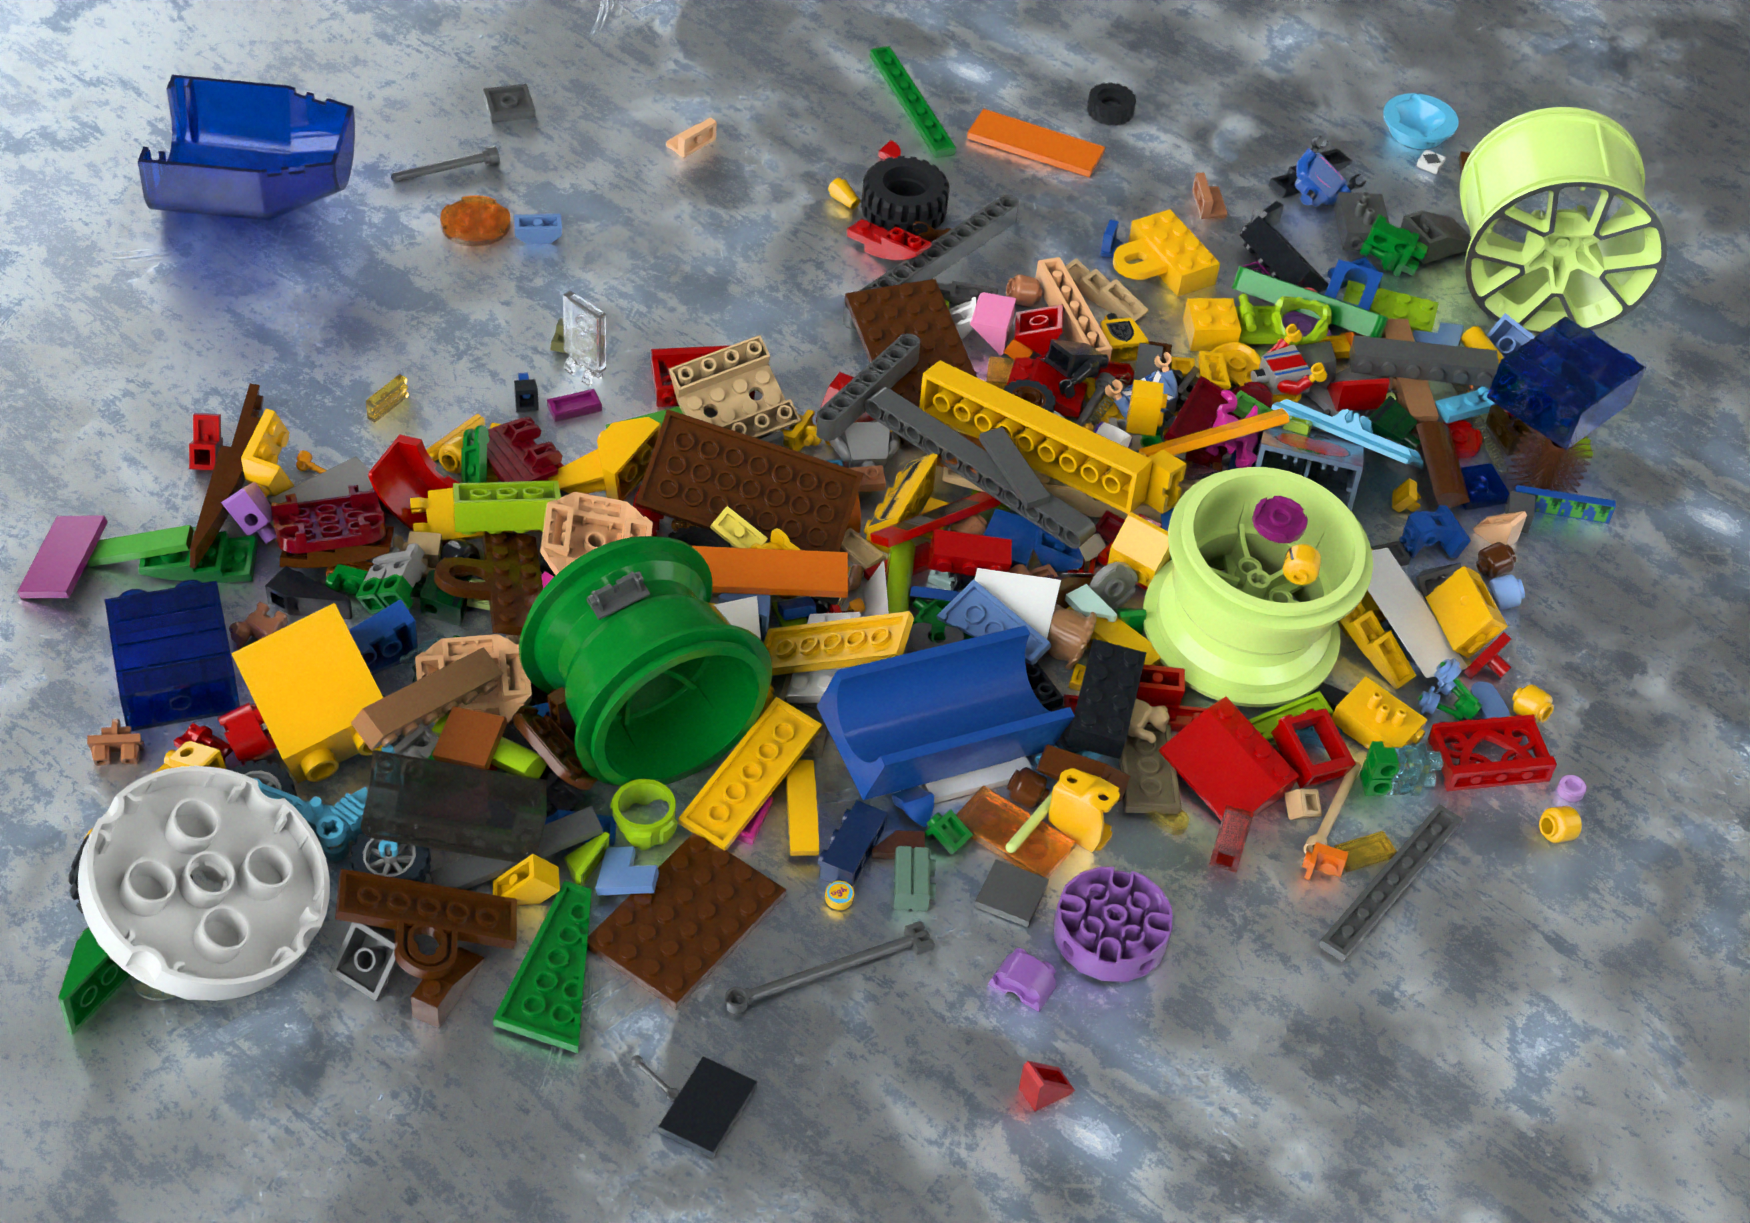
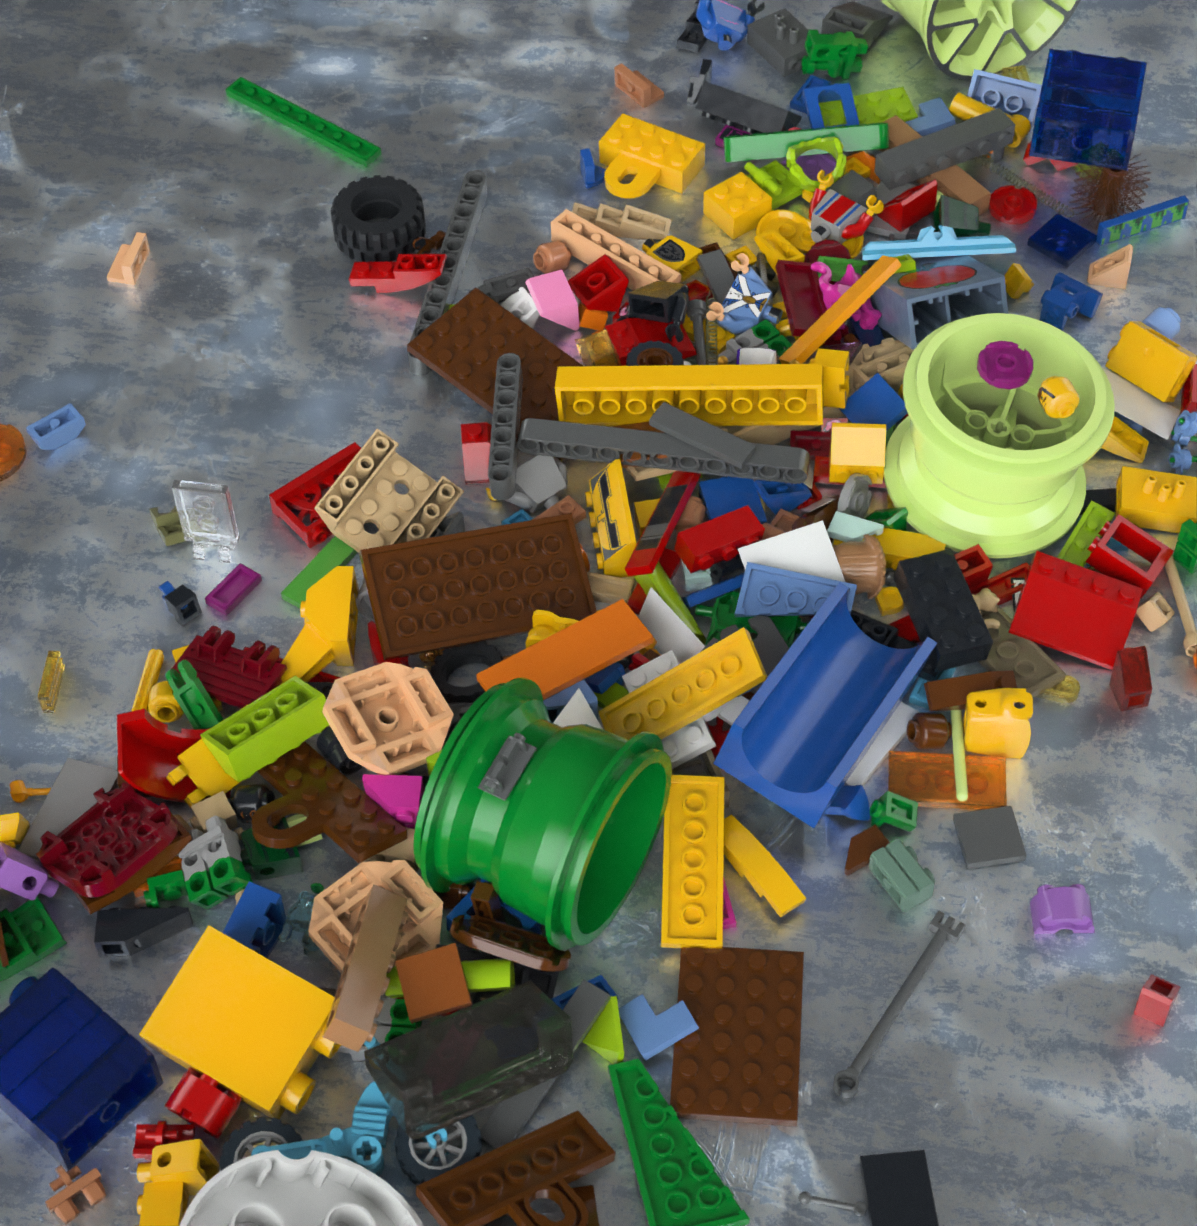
camera: 25 degrees left, 5 degrees up
(257, 625) = (119, 986): nougat animal -> none
(529, 881) = (576, 1088): yellow slope -> none
(644, 792) = (608, 937): lime piece -> none
(737, 530) = (499, 633): light yellow plate -> none
(802, 433) = (470, 500): yellow hips -> none
(839, 895) = (850, 929): yellow tile -> none
(843, 192) = (315, 244): yellow cone -> none
(852, 844) = (826, 874): dark blue brick -> none
(890, 149) = (325, 182): red tile -> none
(1036, 142) = (446, 107): orange tile -> none
(1111, 114) = (484, 48): black tyre -> none
(1112, 924) = (1099, 816): medium lavender brick -> none
(1145, 408) = (759, 316): yellow brick -> none
(1433, 577) = (1101, 341): dark grey slope -> none
(1443, 463) = (1027, 237): reddish brown brick -> none
(1464, 405) = (1002, 169): medium azure plate -> none
(1496, 560) = (1131, 300): reddish brown head -> none
(1507, 431) = (1052, 179): dark brown plate -> none
(1521, 502) = (1111, 240): dark grey brick -> none

